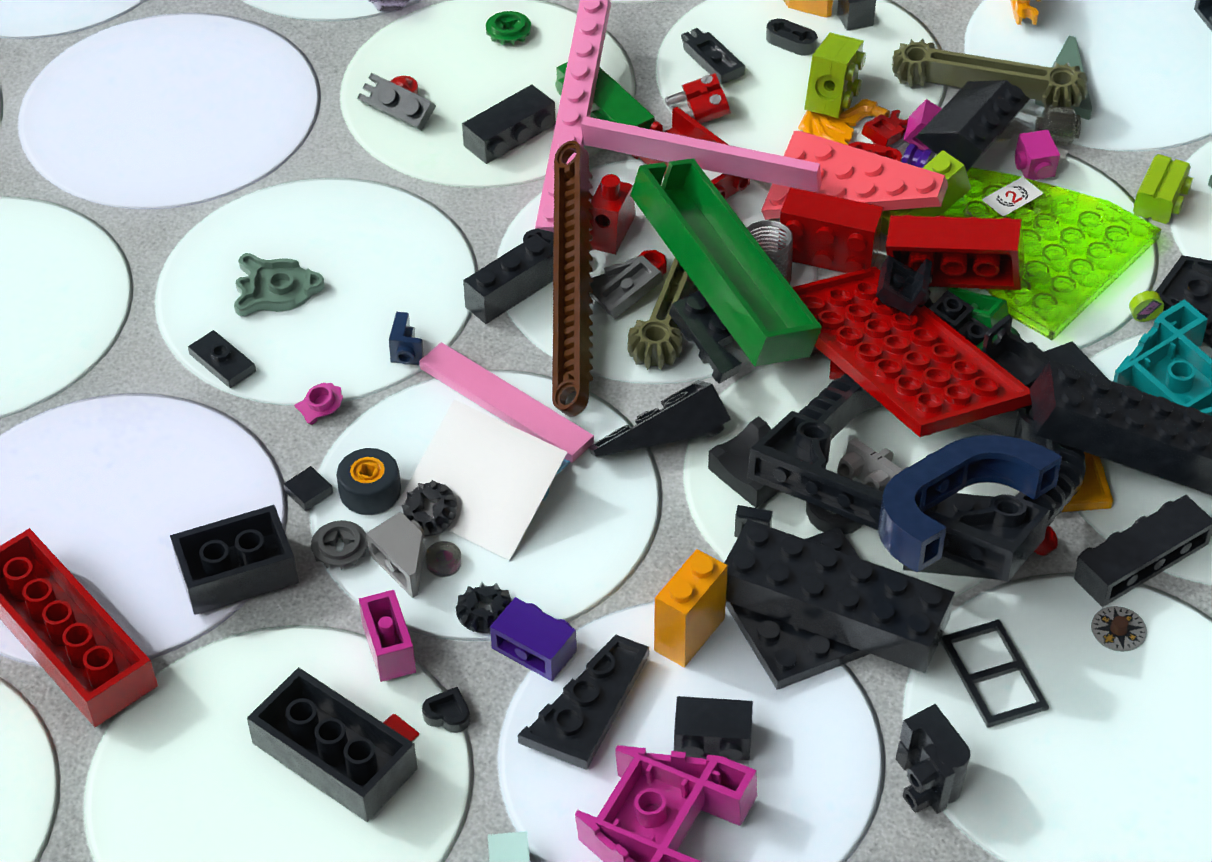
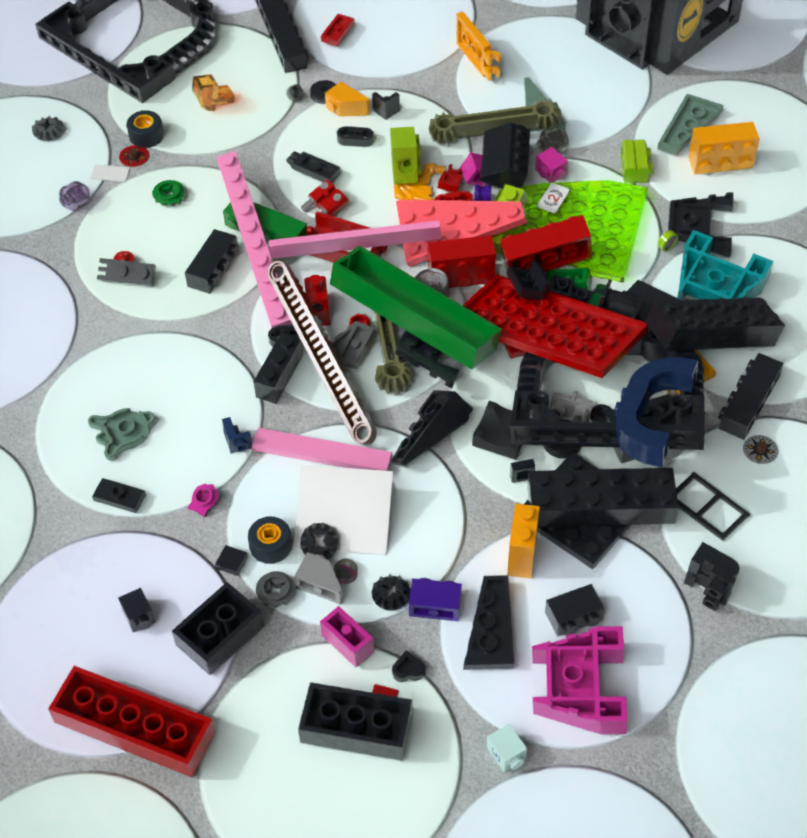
camera: 25 degrees left, 5 degrees up
(153, 499) = (136, 610): none -> black brick

